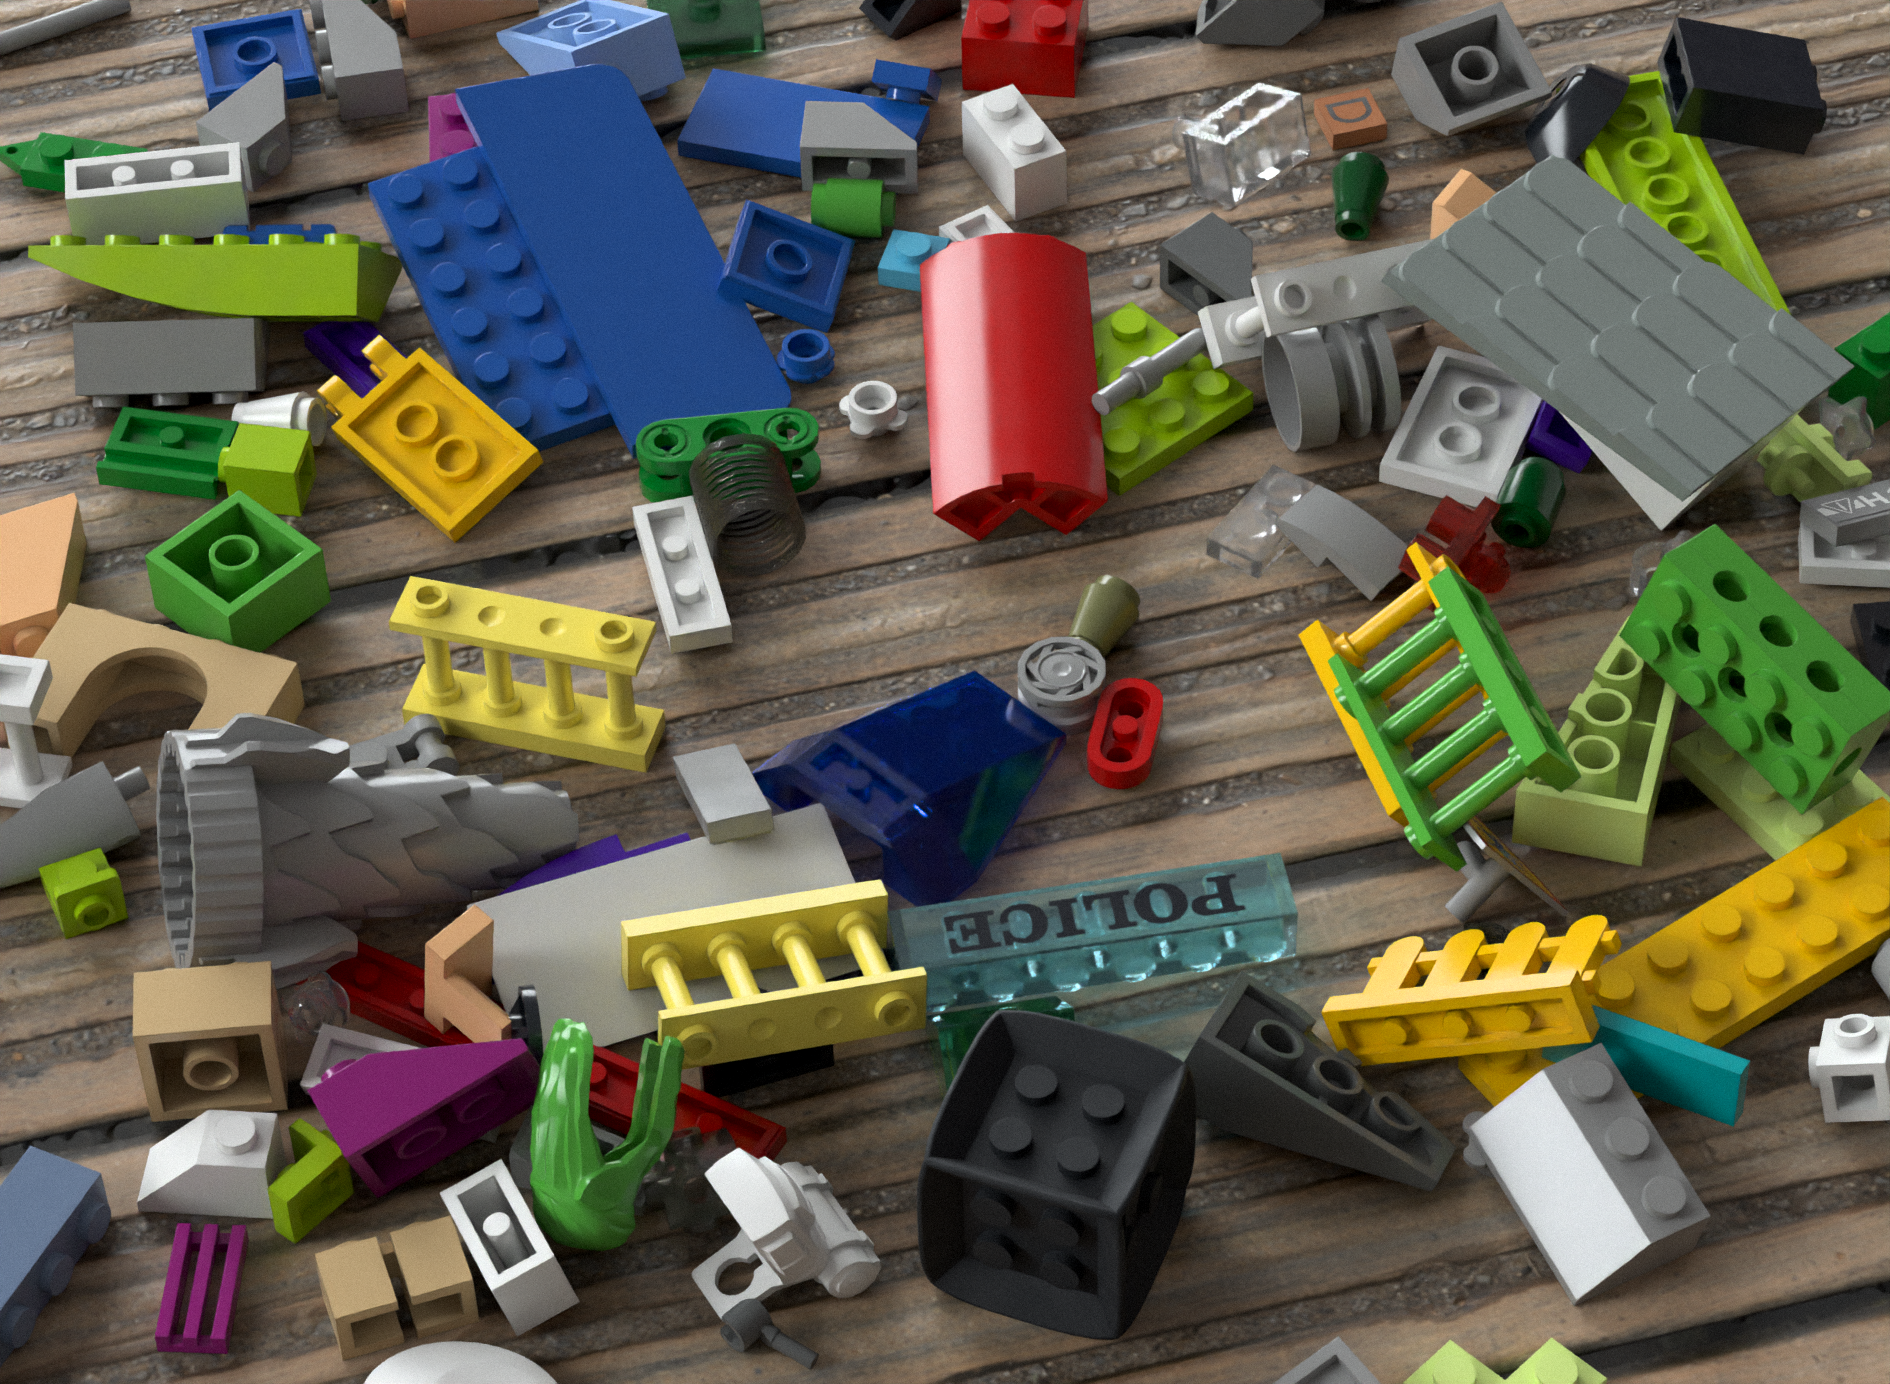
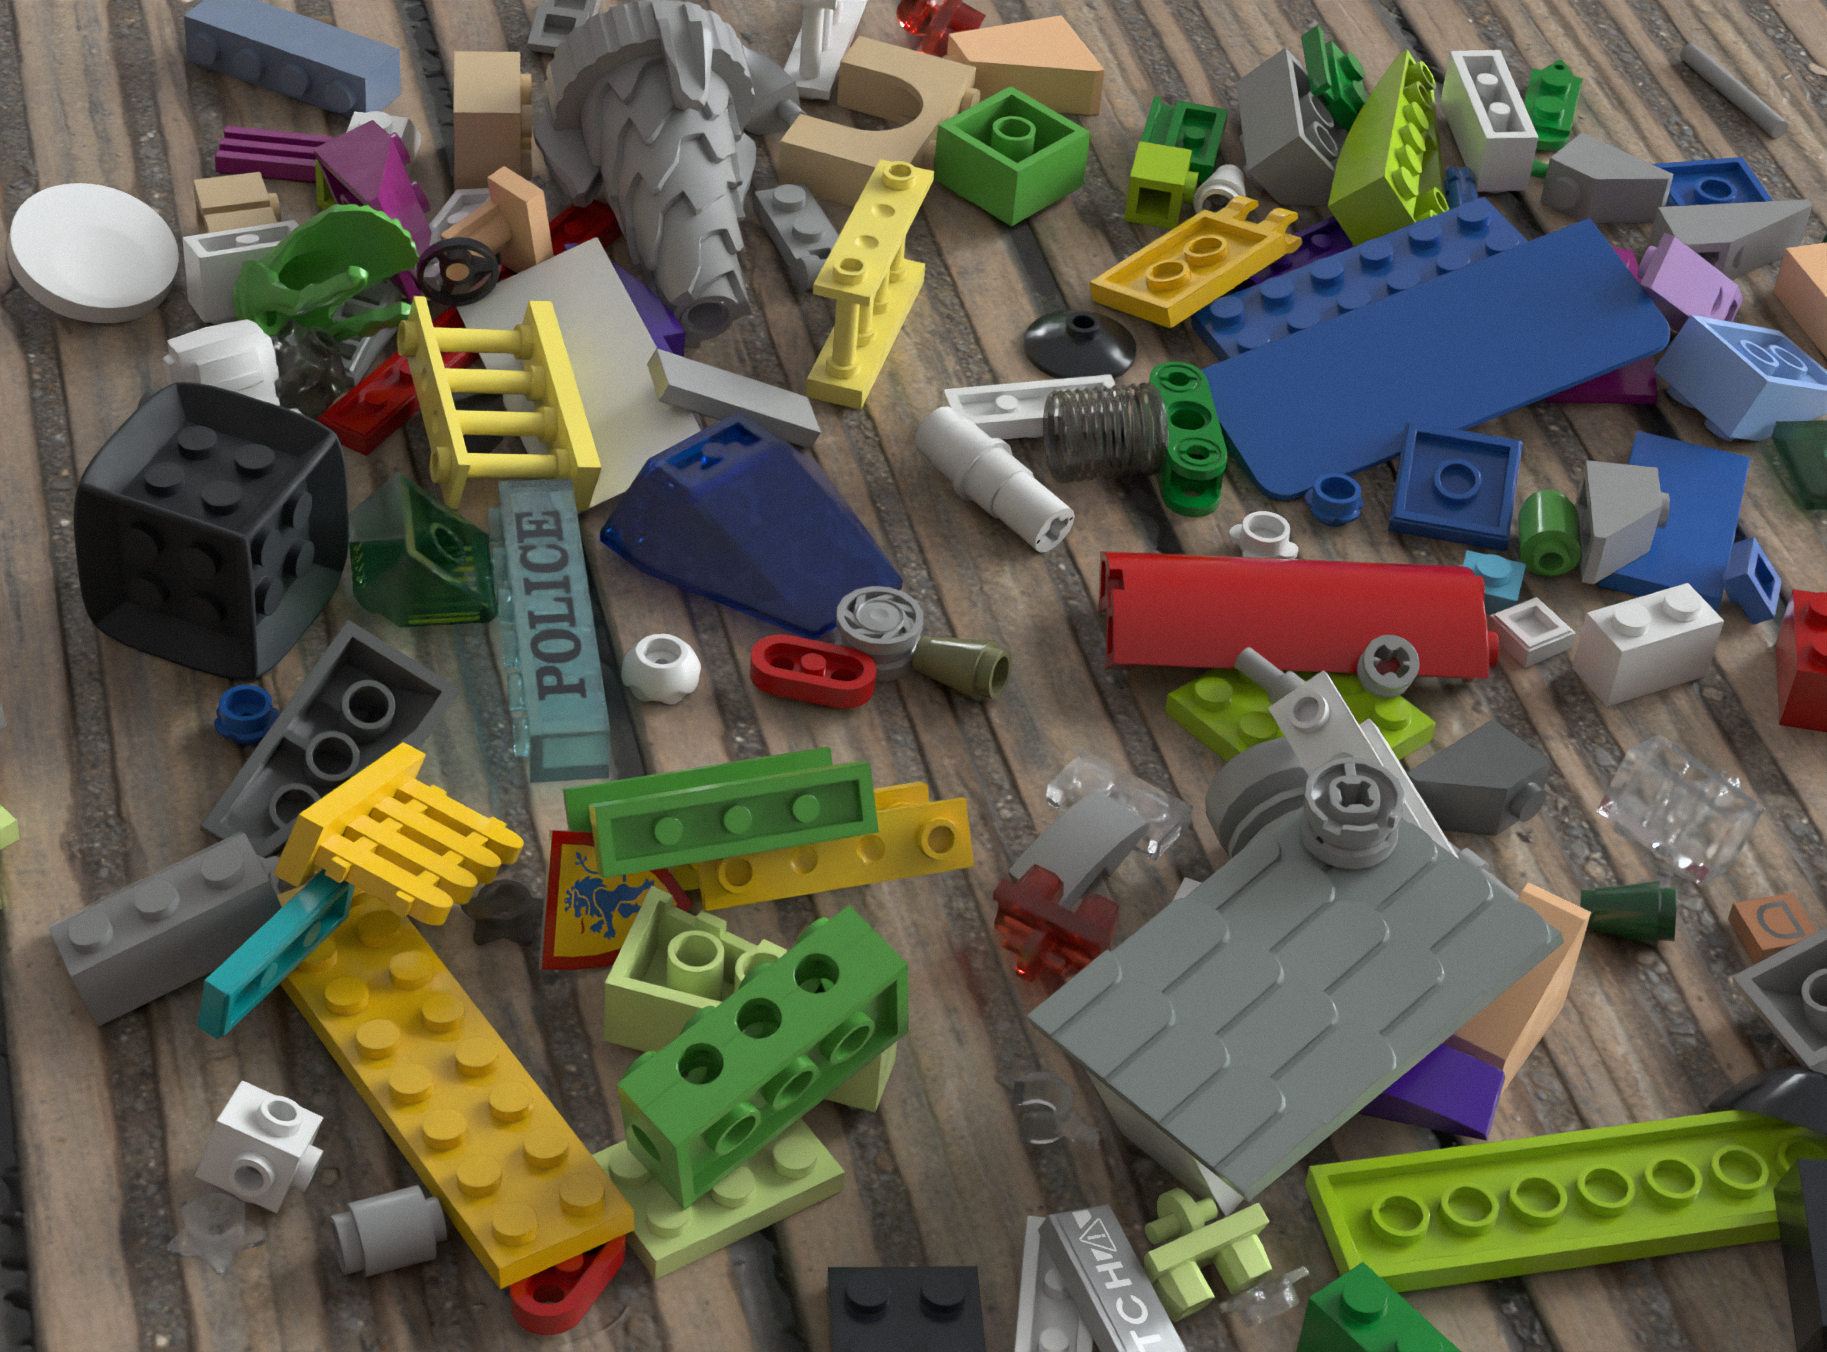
camera: 85 degrees right, 5 degrees down
(48, 312) = (1335, 77): none -> green plate
(503, 53) = (1686, 284): none -> lavender slope
(542, 551) = (1079, 345): none -> black dish
(812, 599) = (993, 478): none -> white piece
(1100, 307) = (1386, 648): none -> light grey bush
(1129, 848) = (661, 669): none -> white plate
(1256, 1162) = (245, 714): none -> blue plate
(1466, 250) = (1353, 810): none -> light grey wheel

